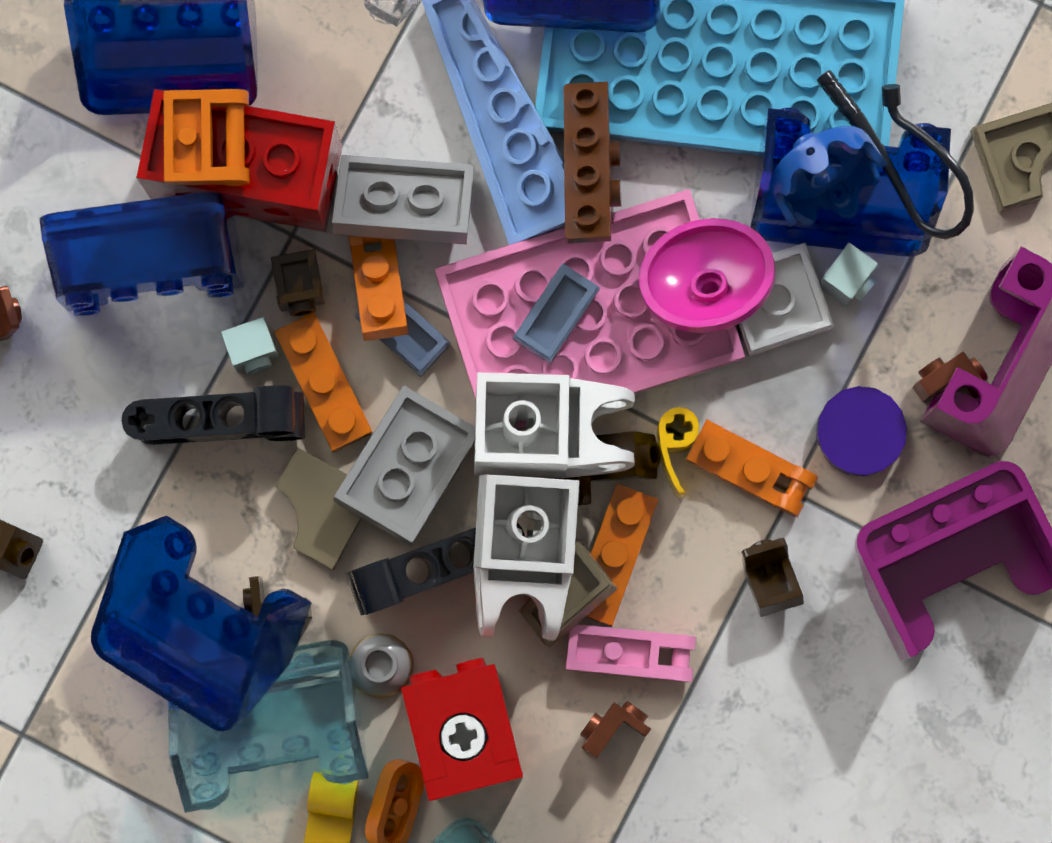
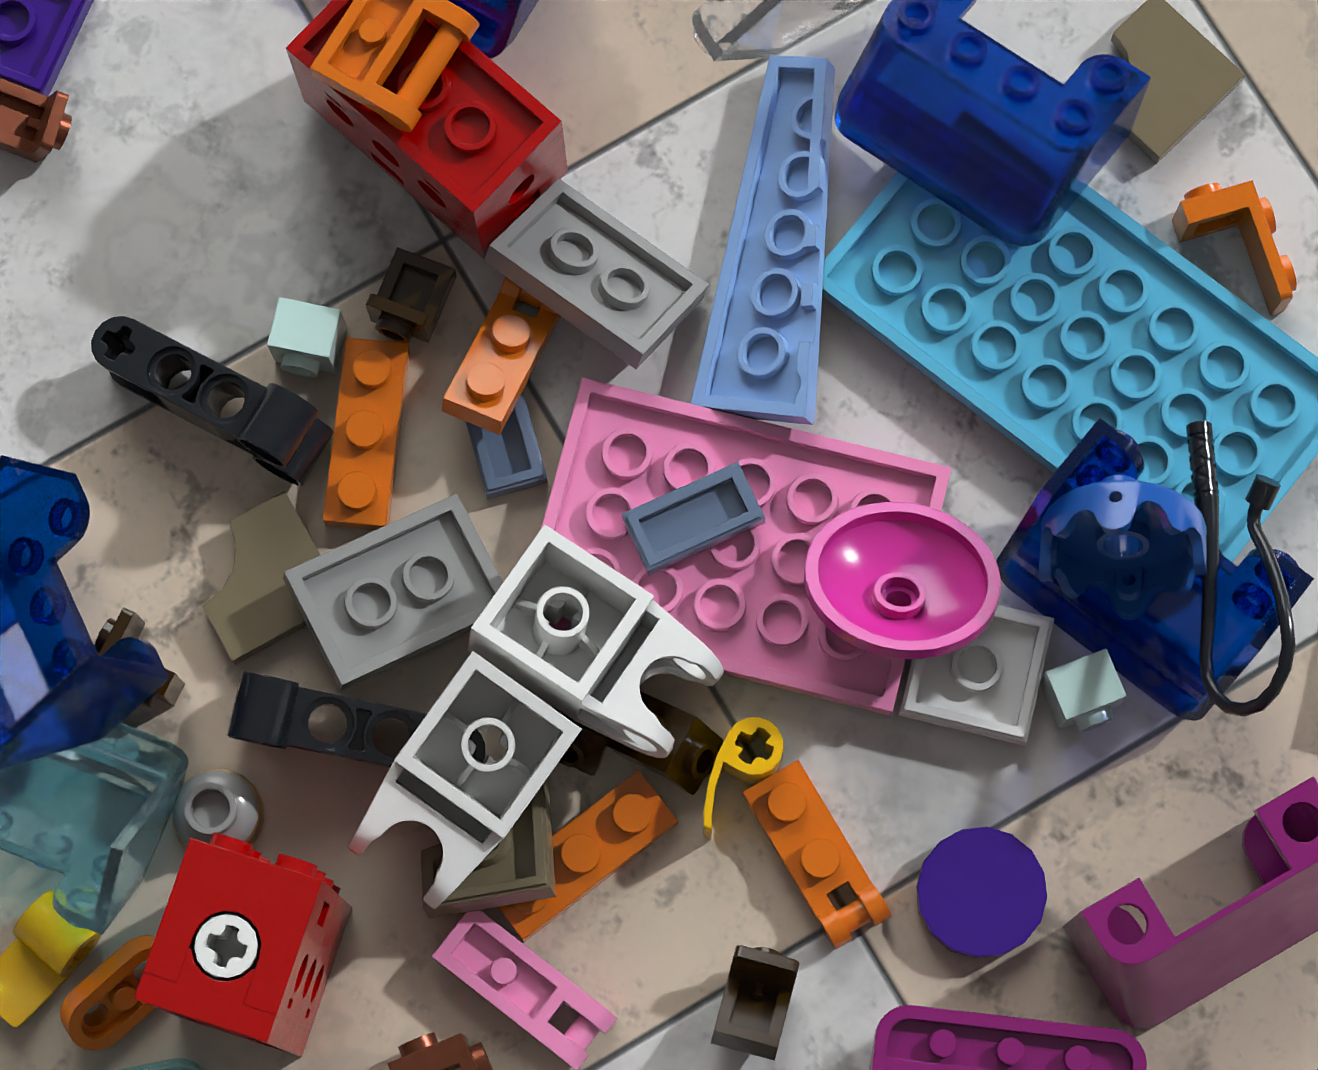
camera: 35 degrees right, 5 degrees down
(142, 249) = (249, 138): clear blue windscreen -> none
(589, 164) = (844, 363): reddish brown bracket -> none
(938, 374) = (1116, 873): copper bracket -> none

